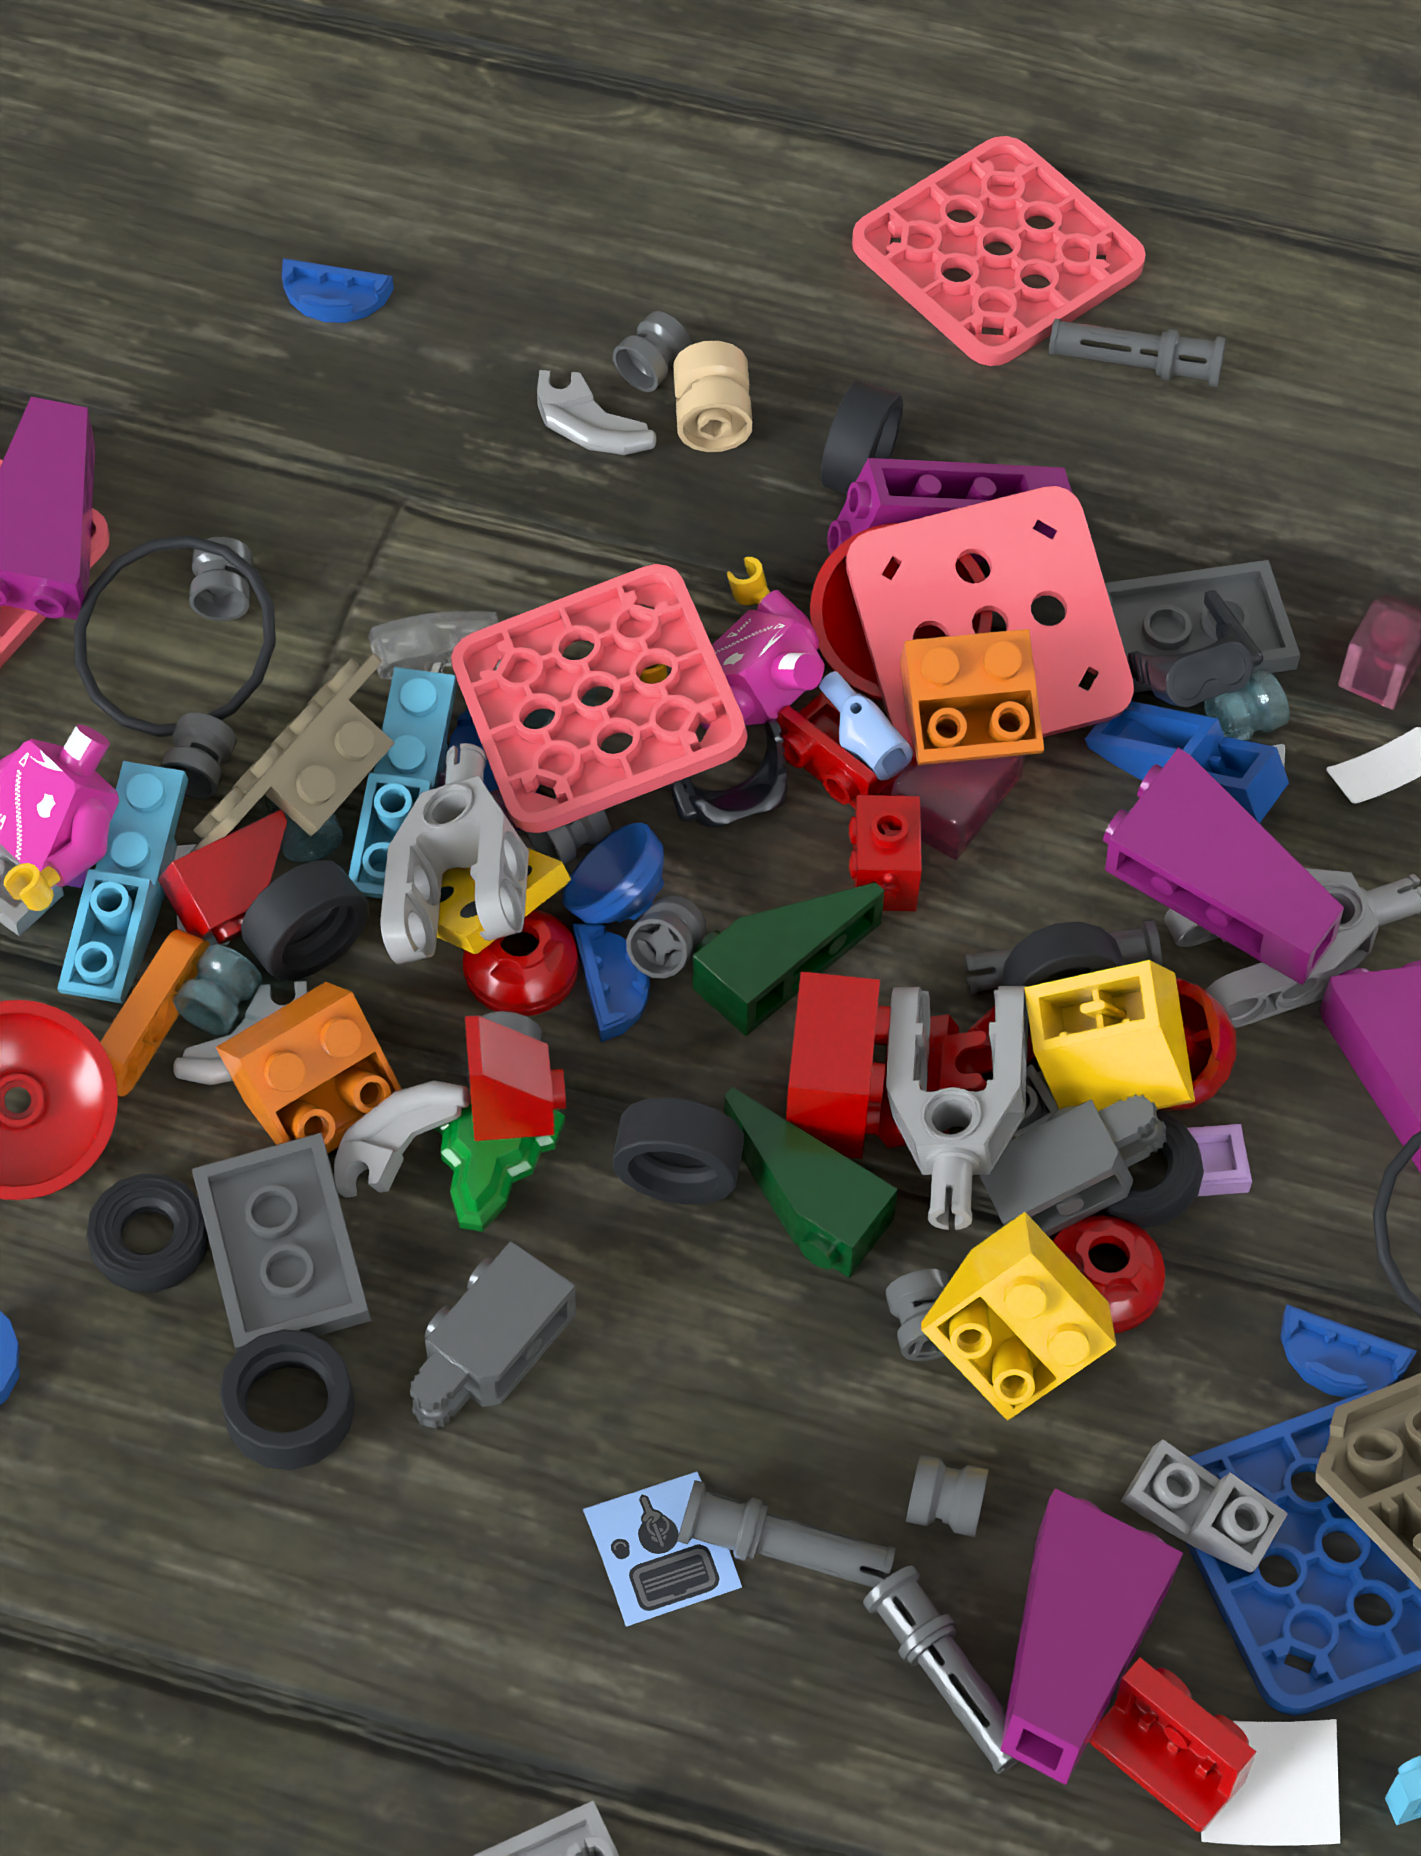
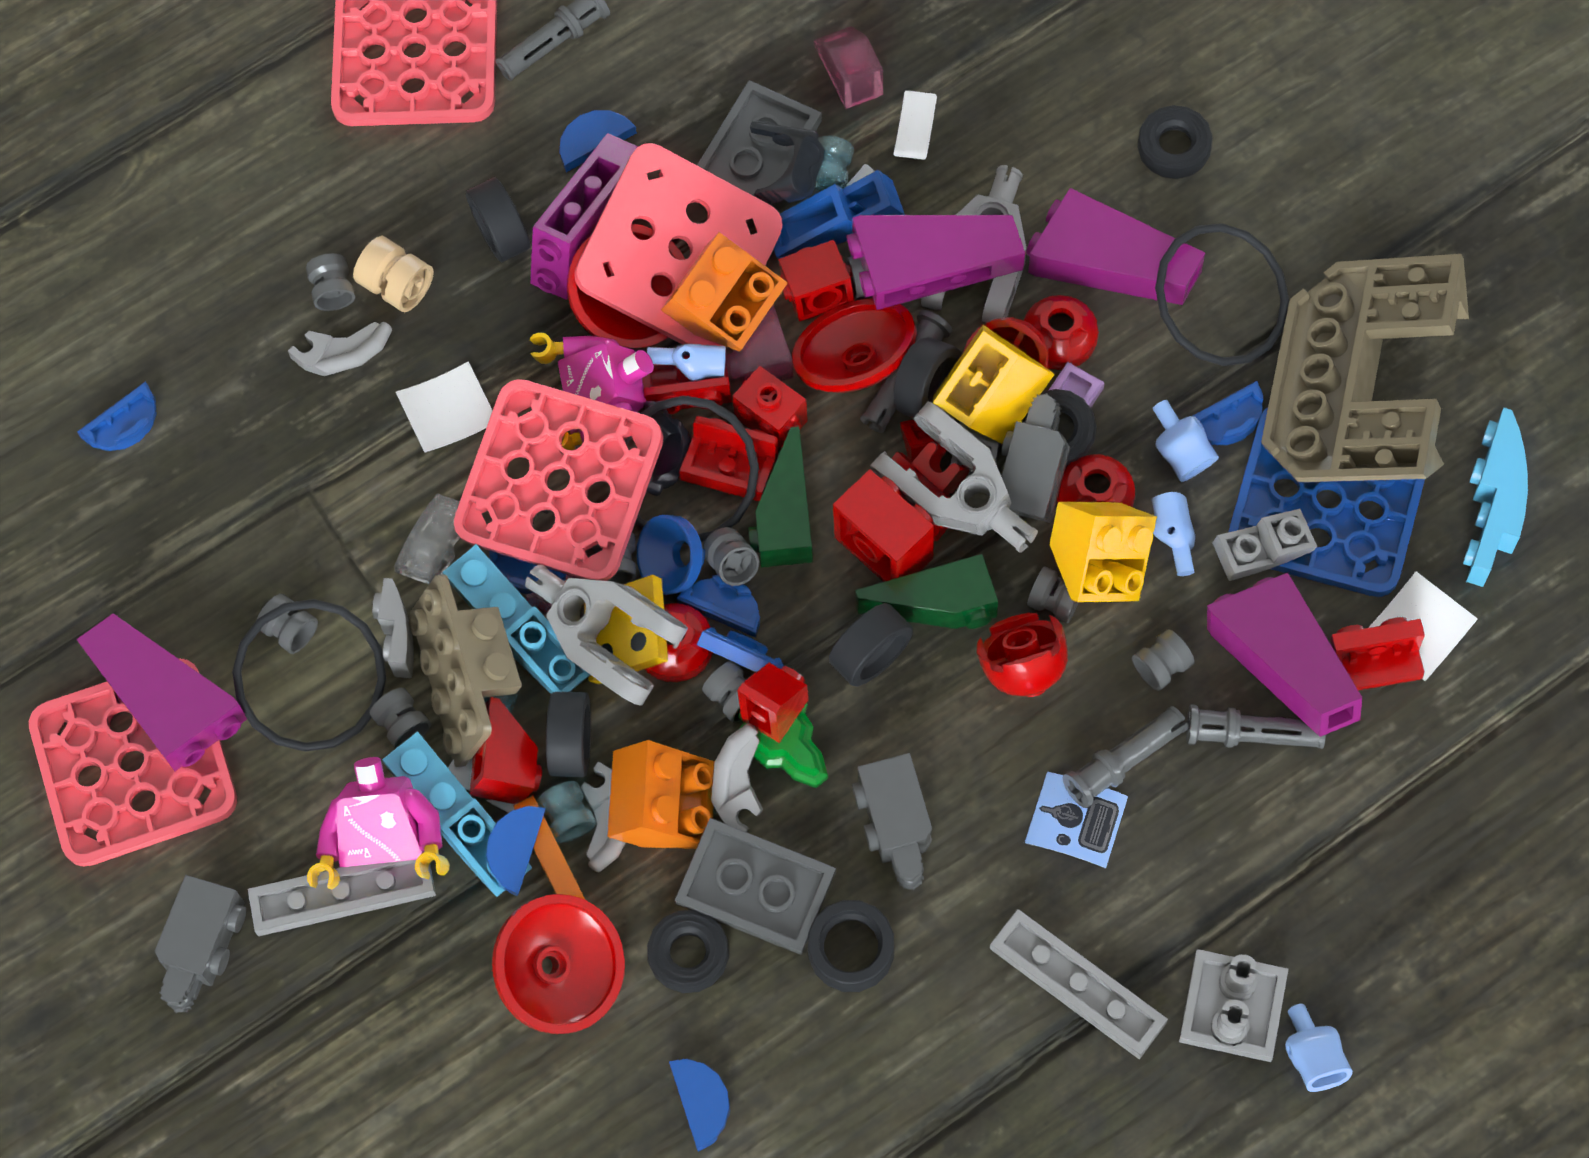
camera: 45 degrees left, 10 degrees up
(117, 952) = (511, 846): none -> blue tile
(286, 694) = (394, 622): none -> light grey slope
(440, 1696) = (1078, 984): none -> light grey plate
(559, 1024) = (738, 649): none -> blue tile
(602, 547) = (446, 408): none -> white sticker
(786, 850) = (720, 458): none -> red bracket
(808, 853) = (754, 467): none -> black piece
(809, 1329) = (1024, 654): none -> red cylinder
(1035, 878) = (853, 346): none -> red dish
(1083, 468) = (588, 131): none -> blue tile
(1085, 788) = (816, 280): none -> red head
(1132, 1389) = (1175, 529): none -> light blue piece
(1253, 1323) = (1183, 443): none -> light blue piece
(1273, 1115) = (1071, 345): none -> red piece

